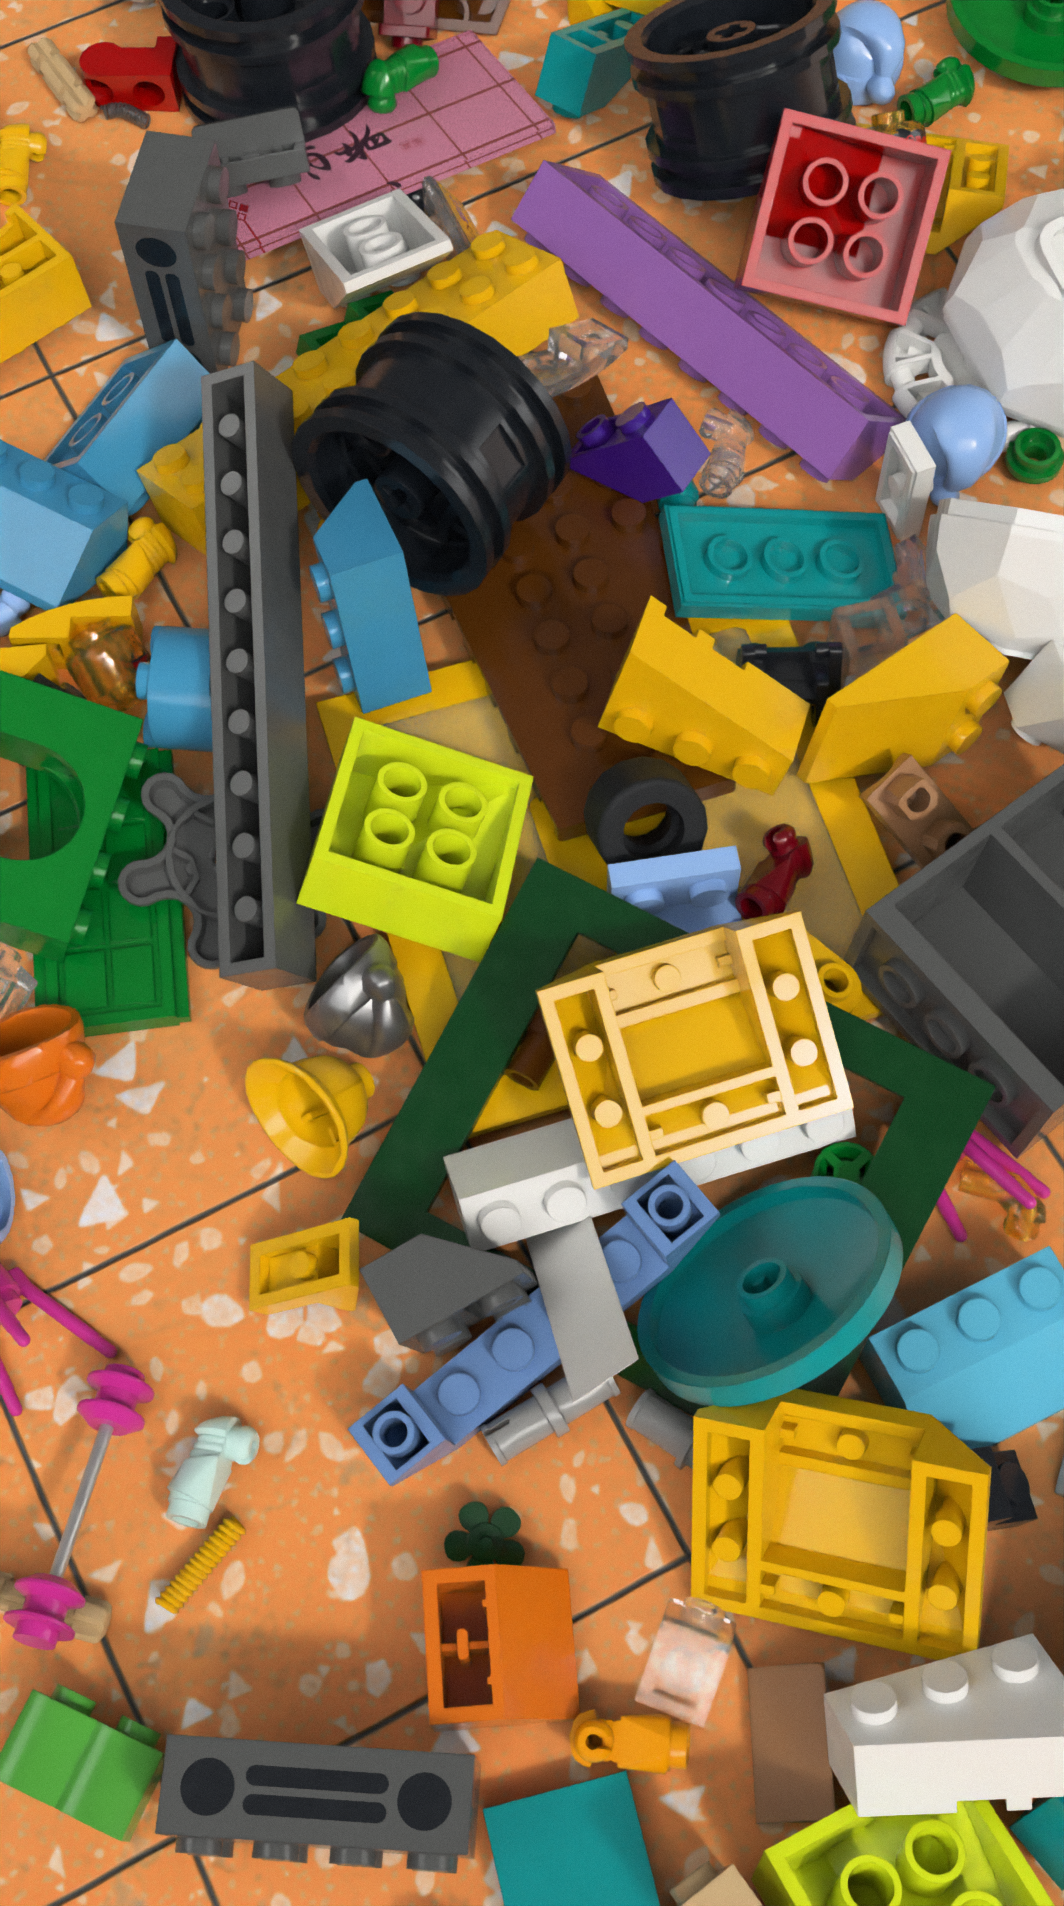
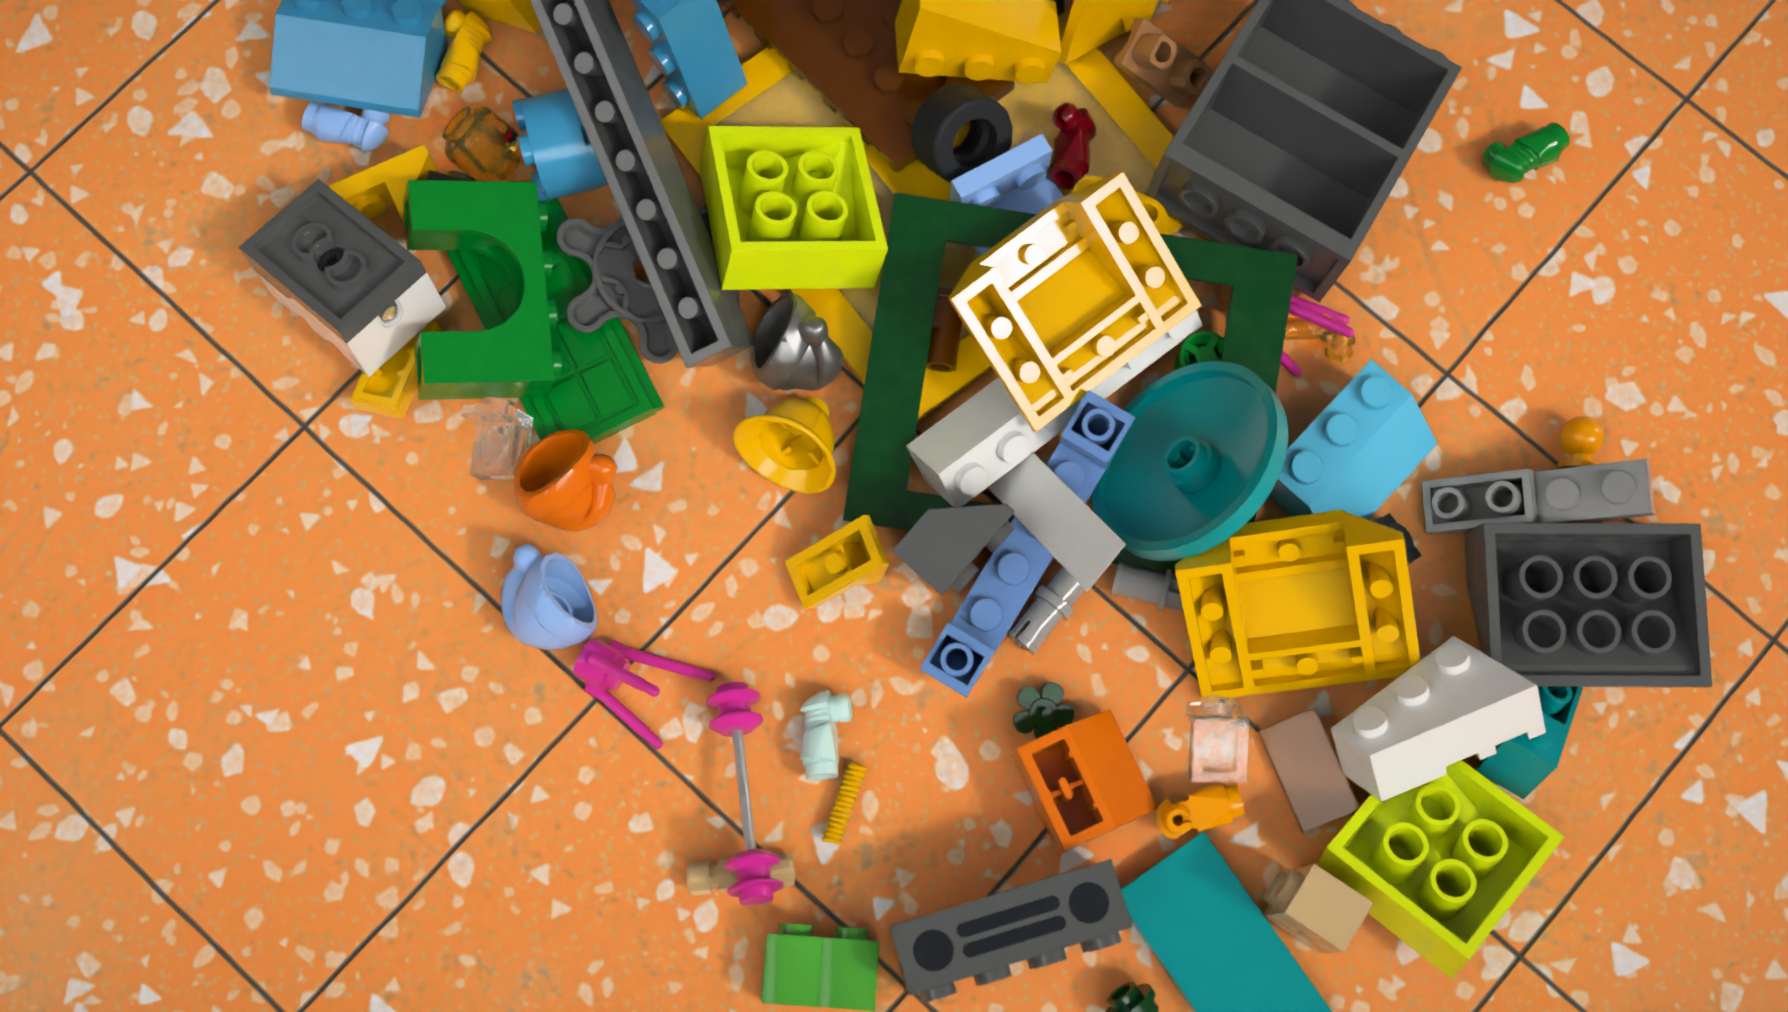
camera: 25 degrees left, 10 degrees up
(62, 623) = (429, 123): yellow slope -> none

